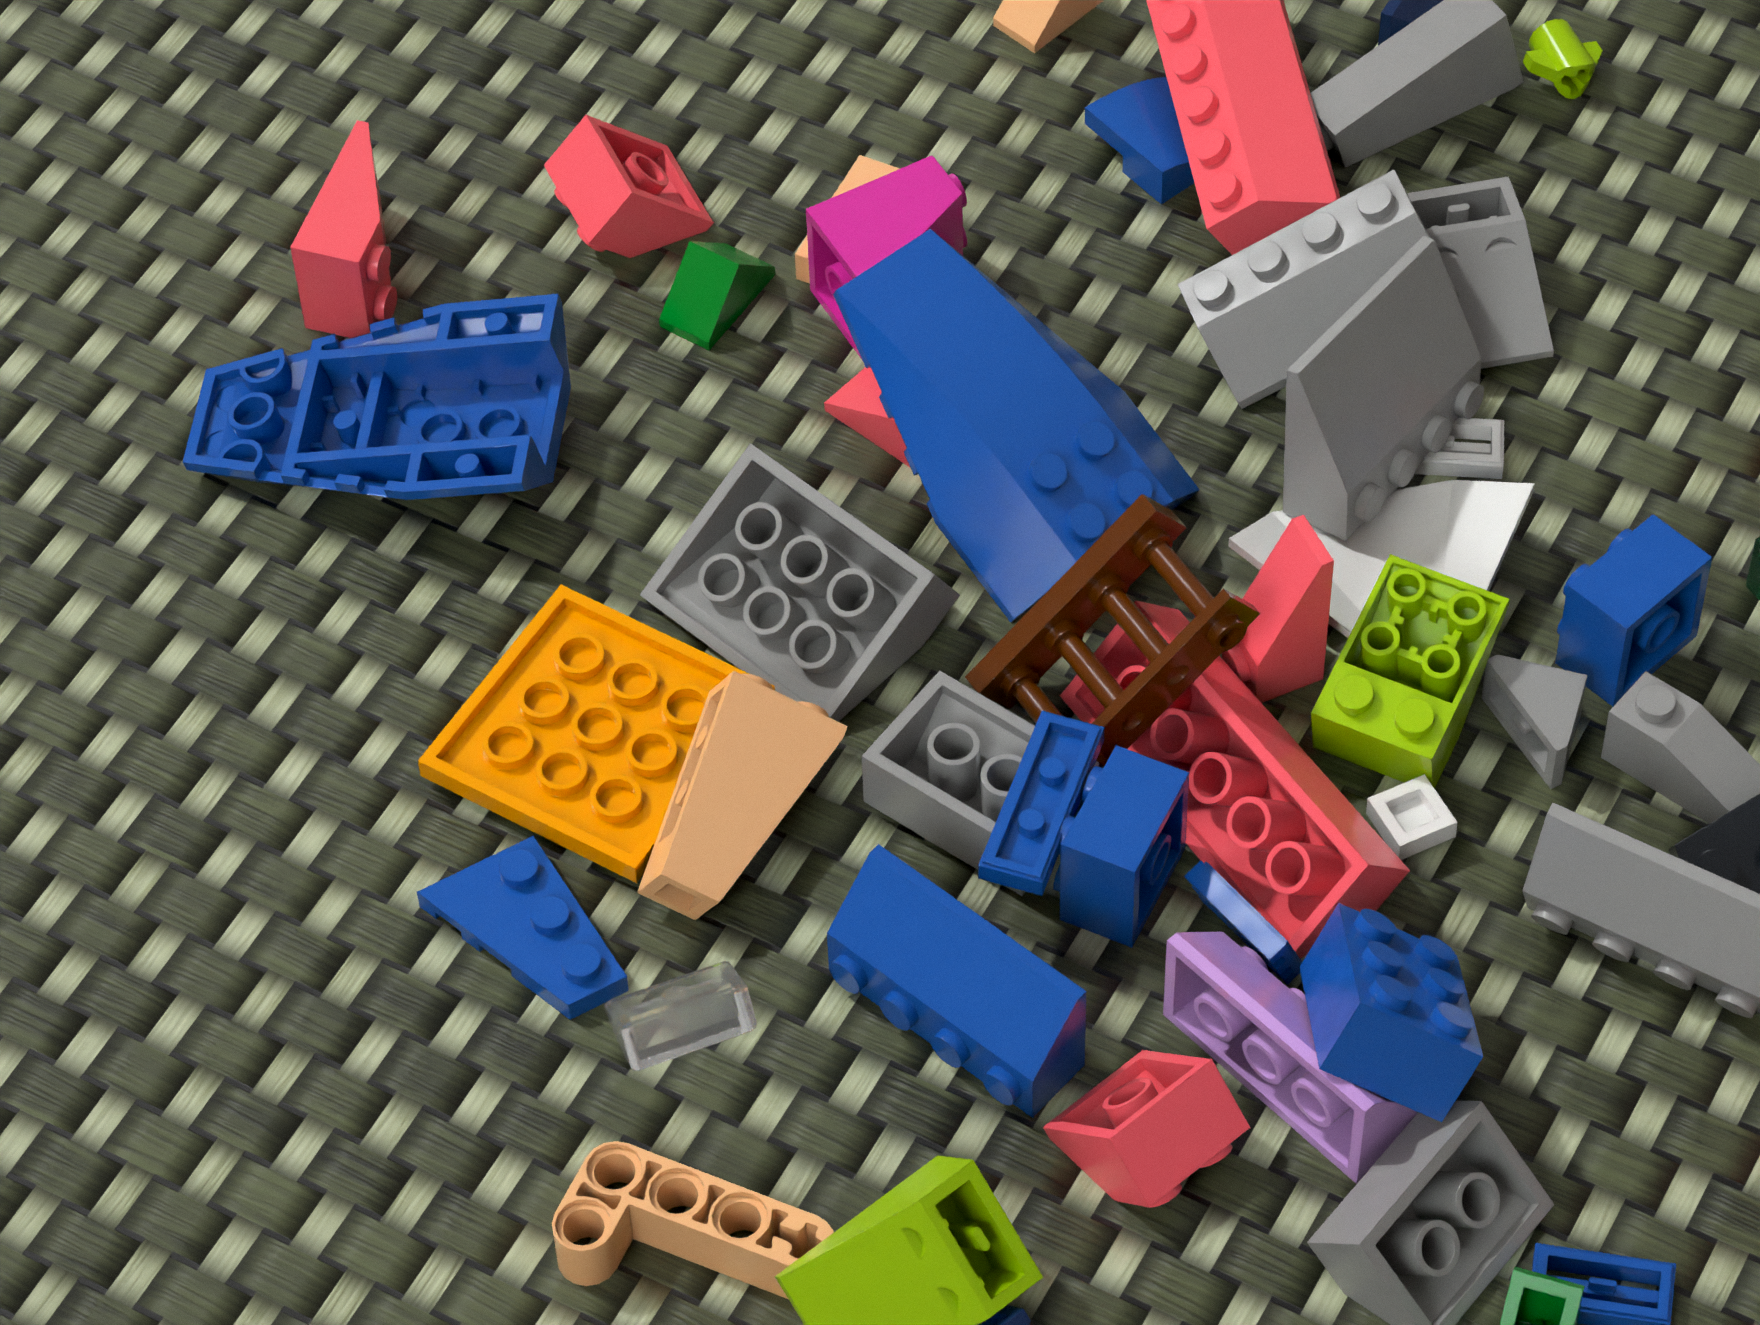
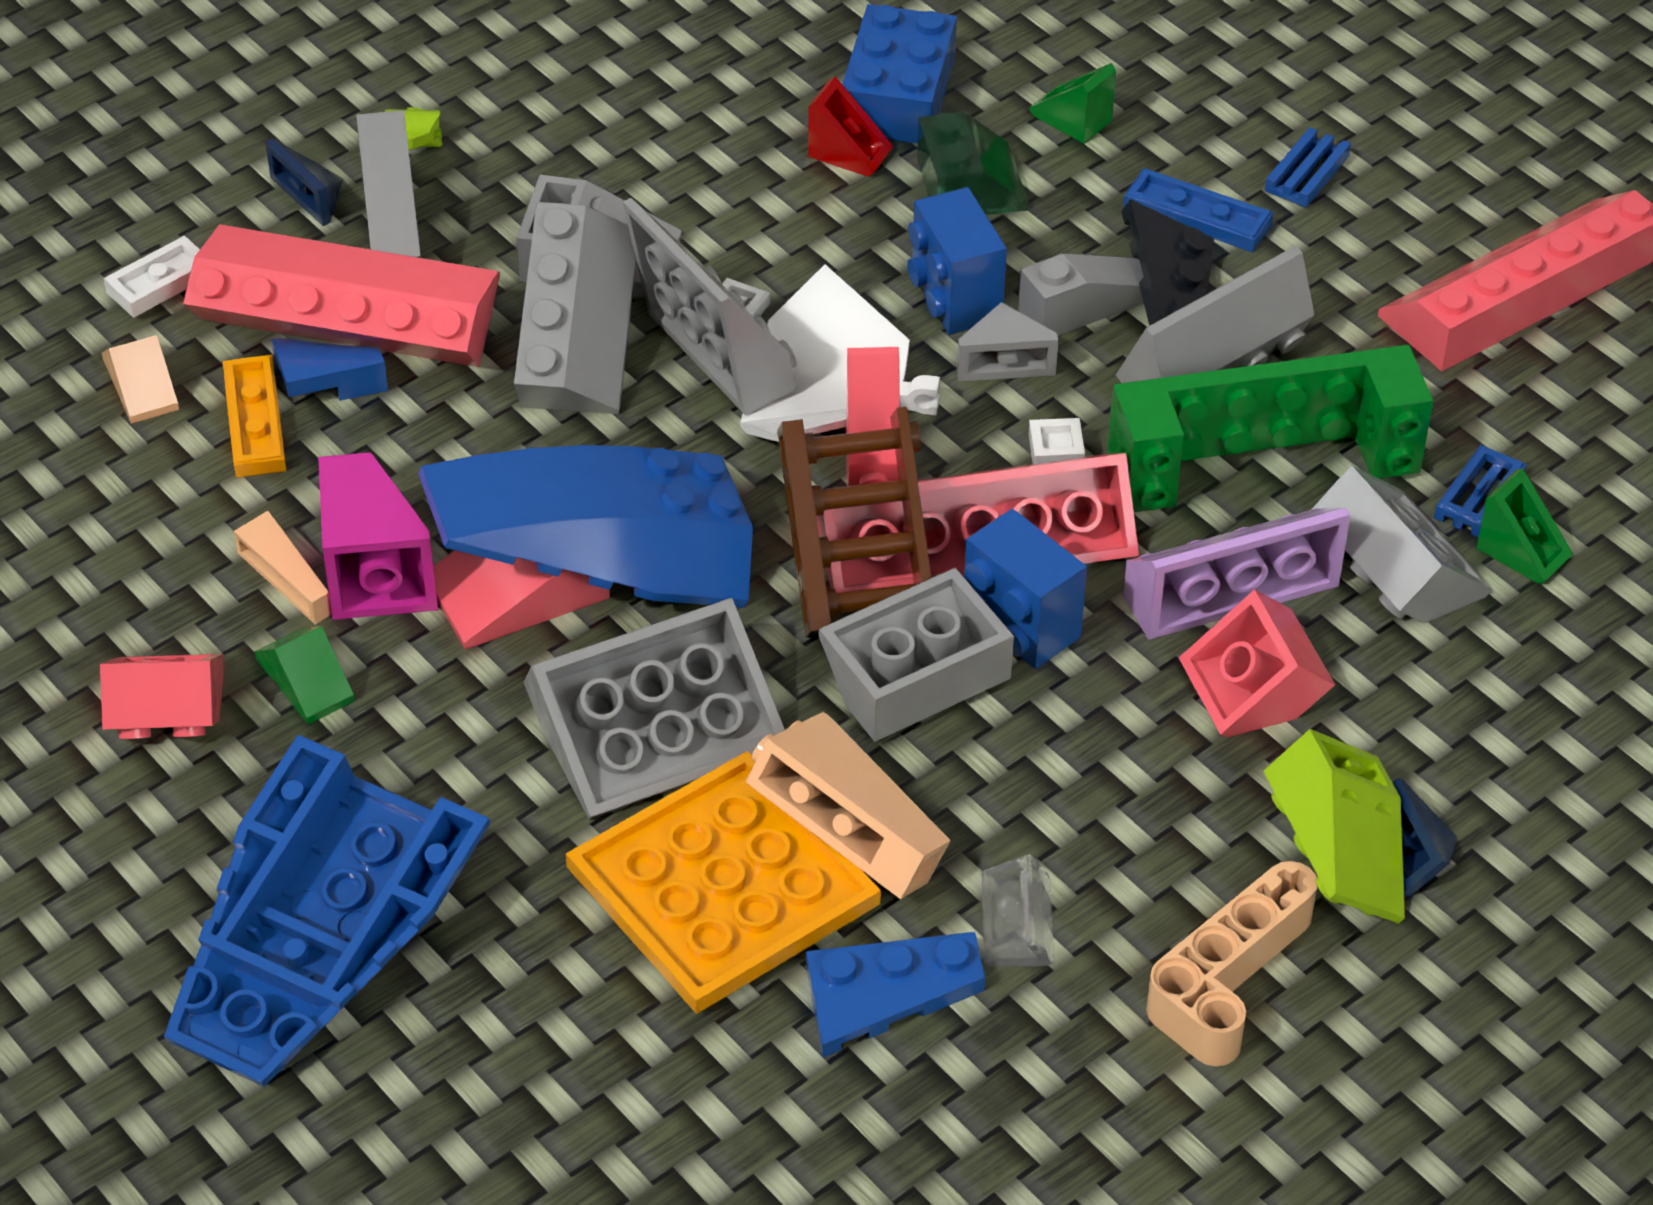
camera: 70 degrees left, 5 degrees down
(343, 248) = (108, 873): coral slope -> none
(958, 983) = (1095, 722): blue slope -> none
(1040, 797) = (982, 606): blue tile -> none
(1044, 112) = (254, 416): none -> light orange tile
(1244, 921) = (1111, 553): tile -> none
(1390, 1011) = (1257, 482): blue brick -> none
(1408, 672) = (957, 390): lime slope -> none
(1642, 1102) = (1267, 406): none -> green plate

